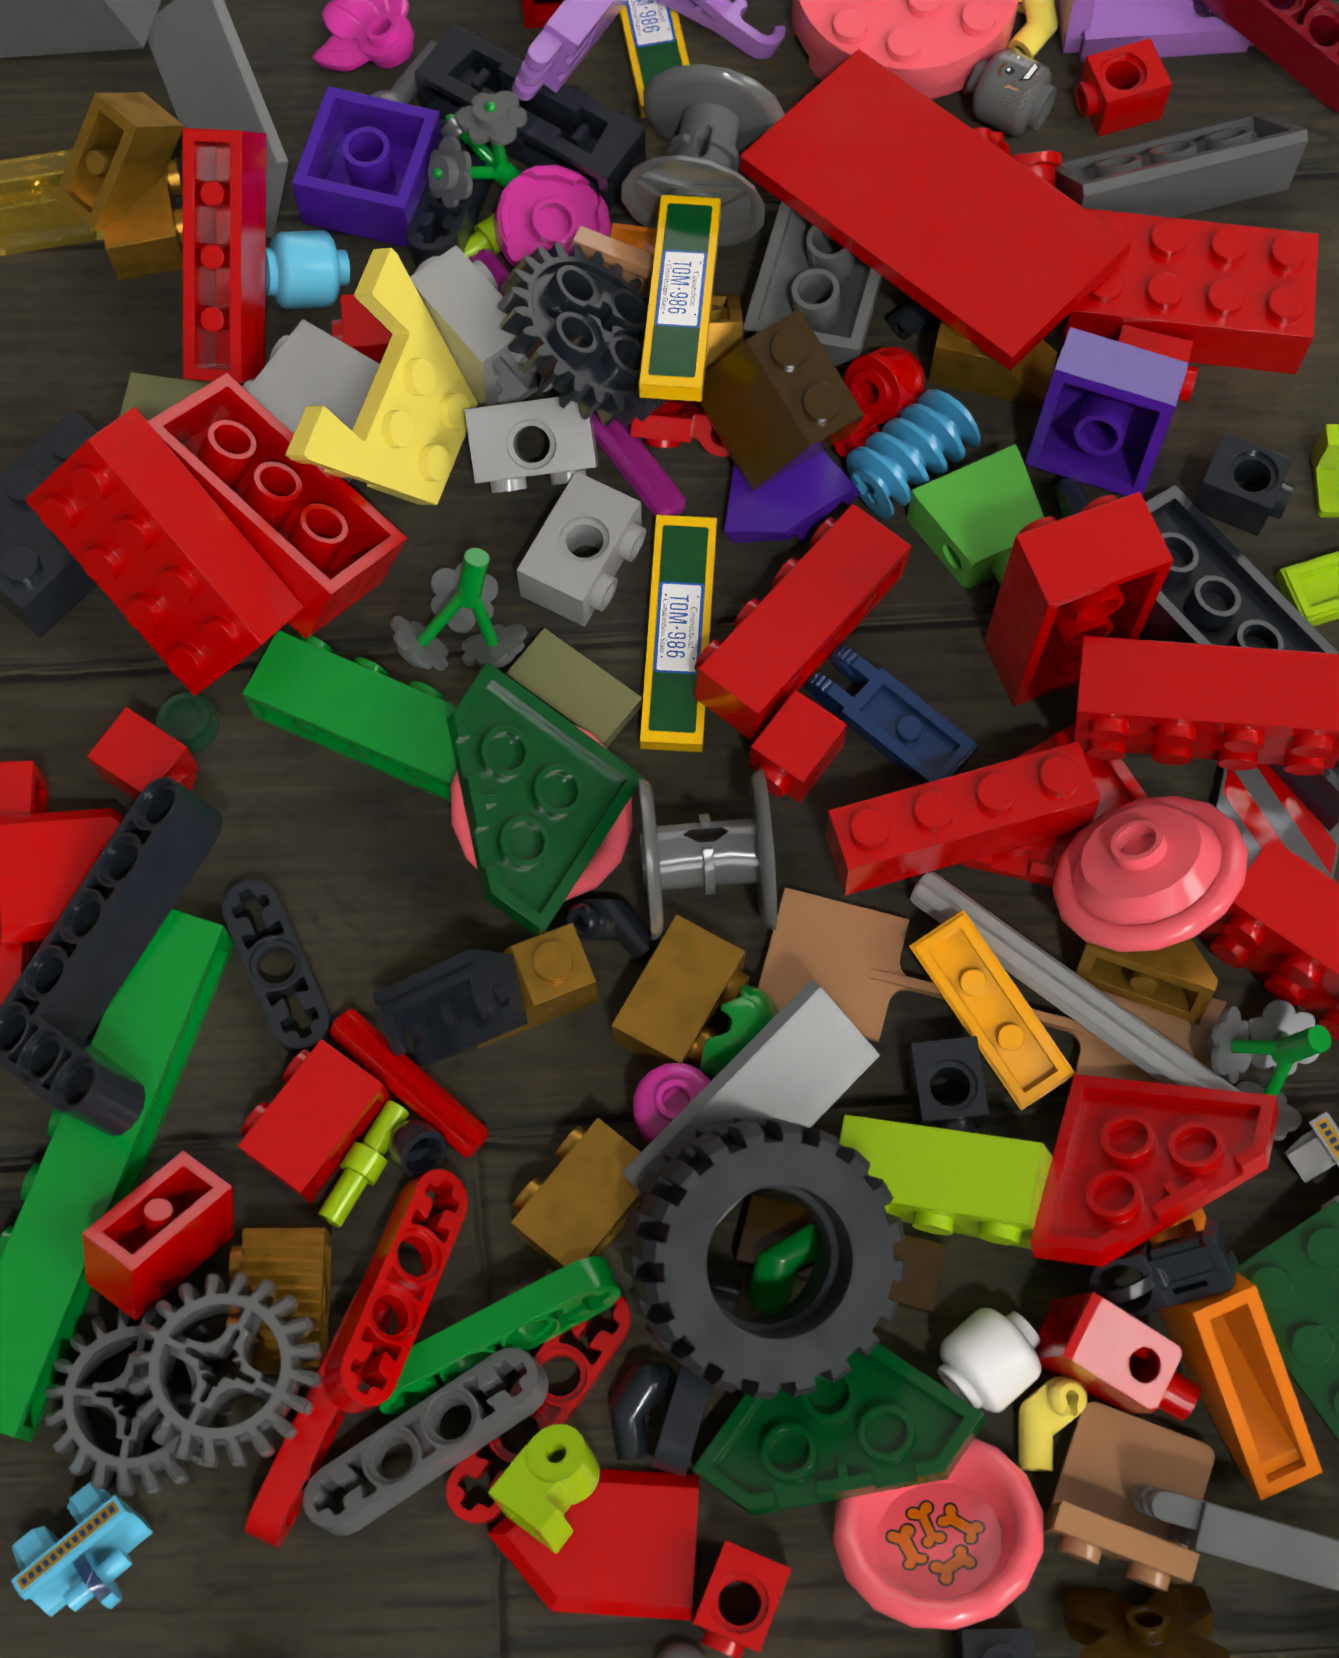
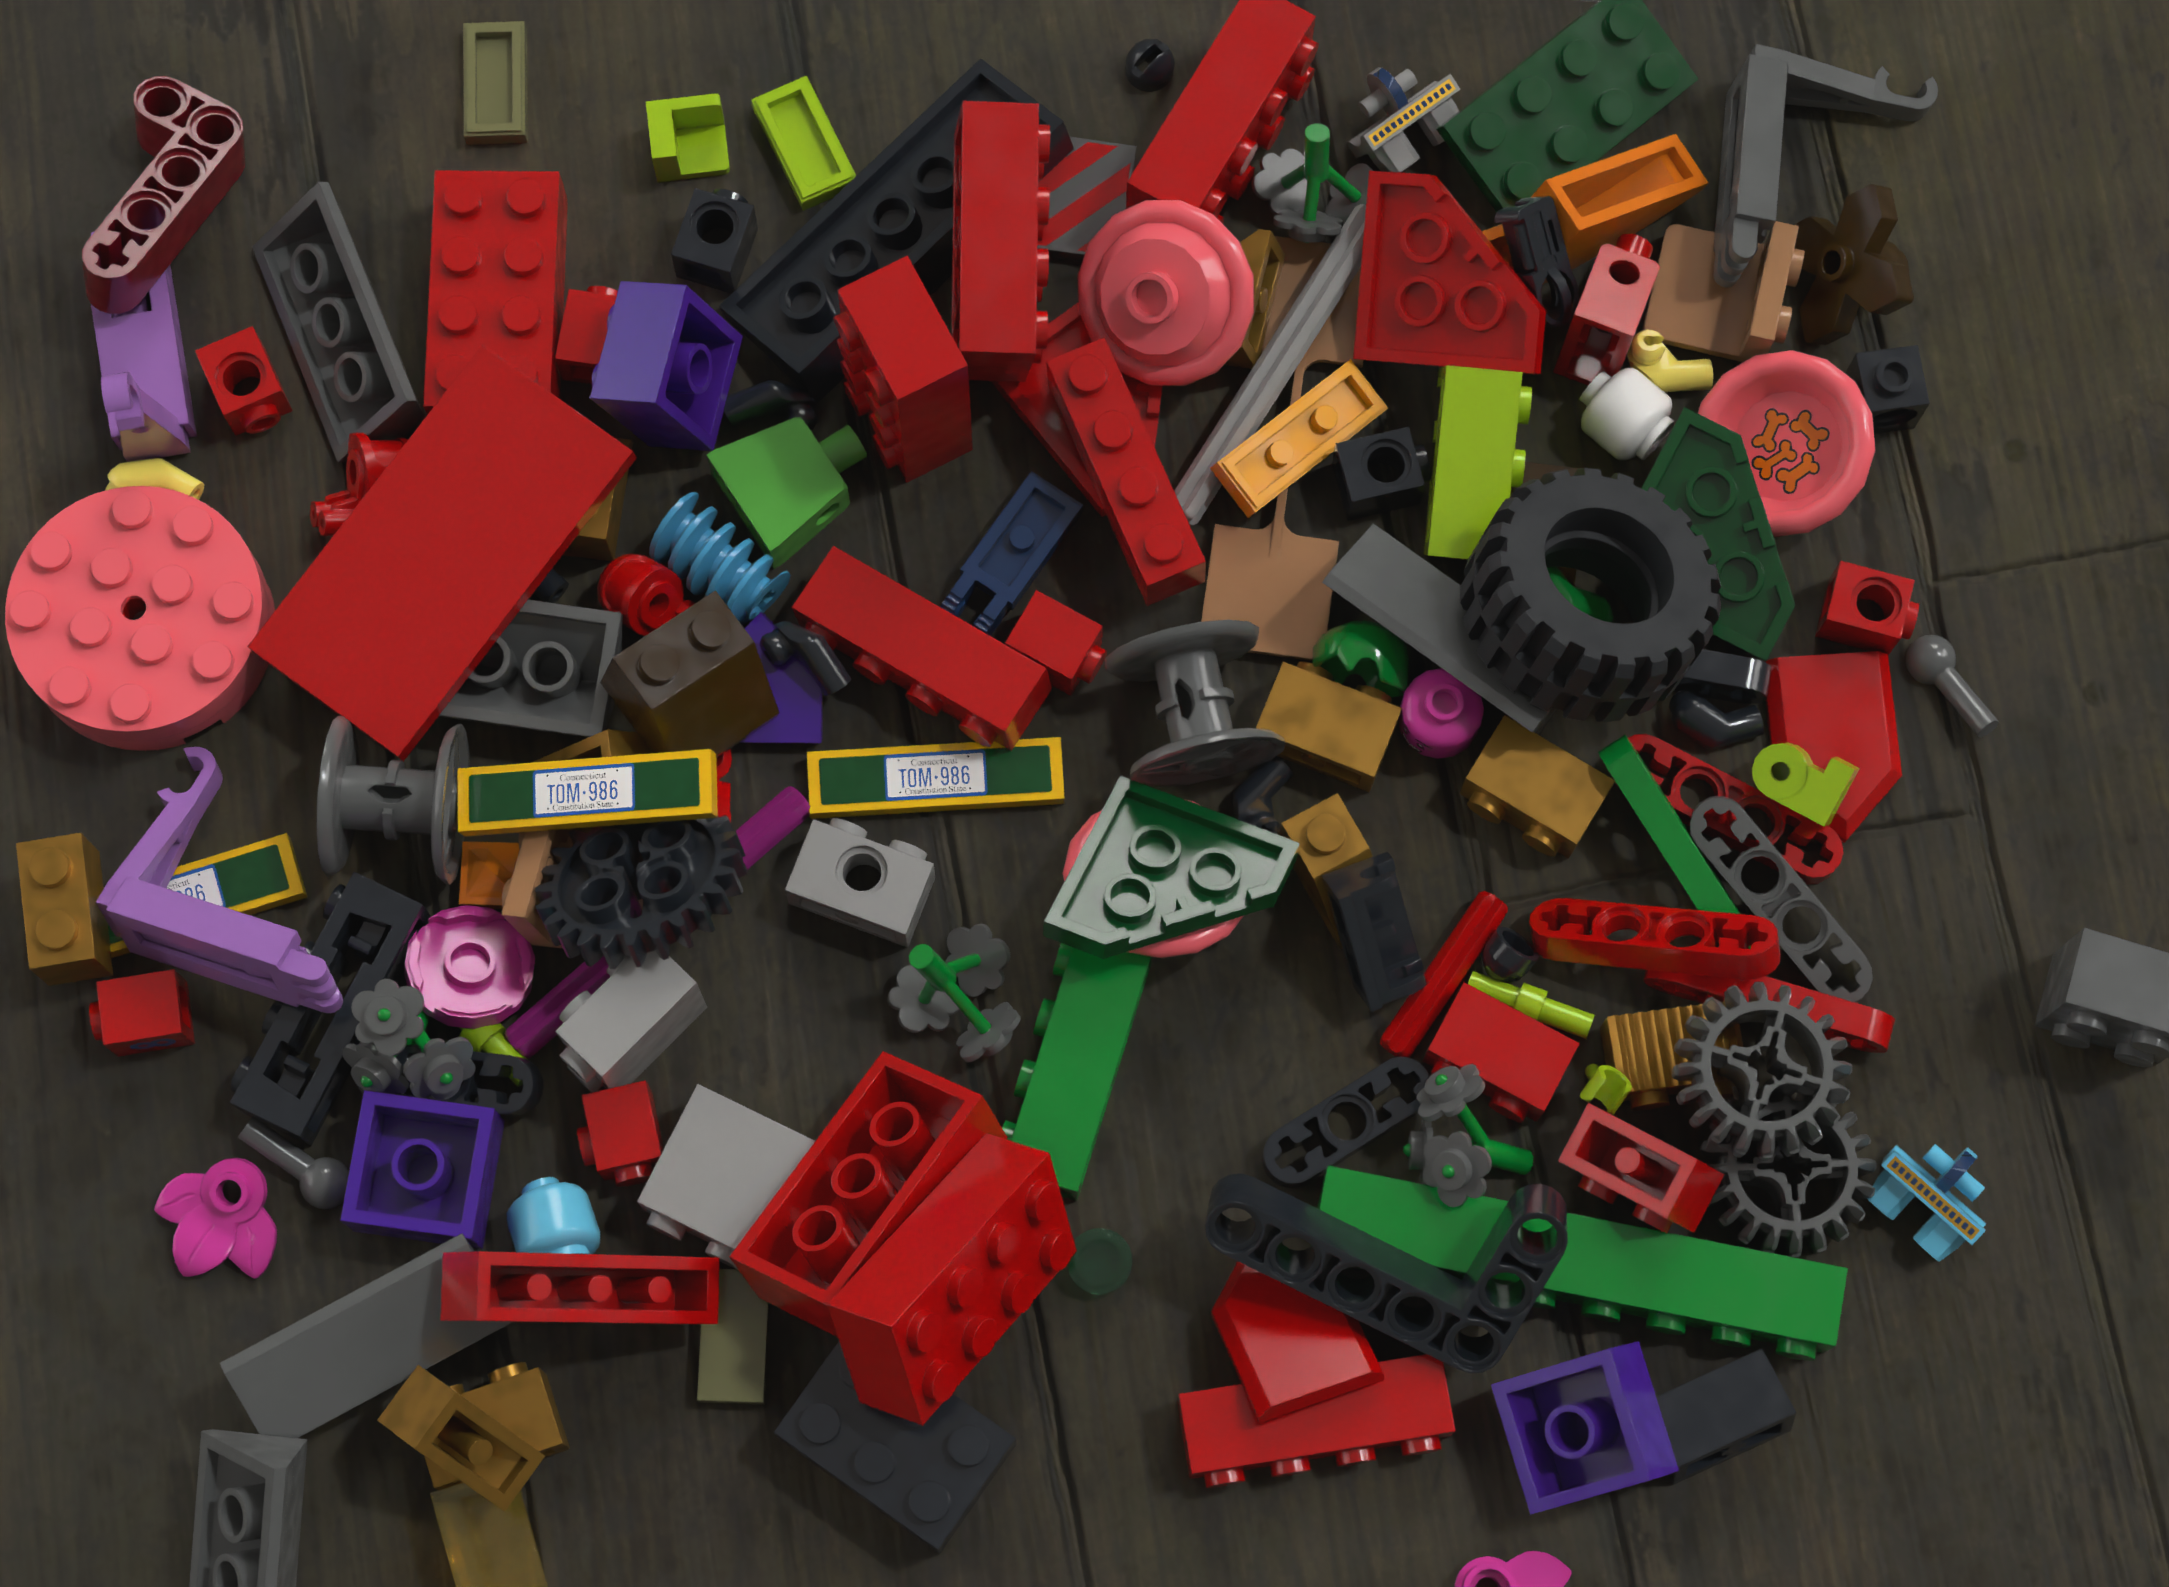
camera: 100 degrees left, 5 degrees up
(138, 753) = (1160, 1283): red brick -> none
(189, 1036) = (1456, 1162): none -> dark grey plant
(256, 1214) = (1606, 1085): none -> lime hand
(414, 405) = (735, 1068): light yellow wing -> none
(494, 439) = (734, 976): light grey brick -> none
(575, 687) = (1012, 873): olive tile -> none
(803, 520) = (811, 649): none -> black arm
(1012, 92) = (264, 494): dark grey head -> none

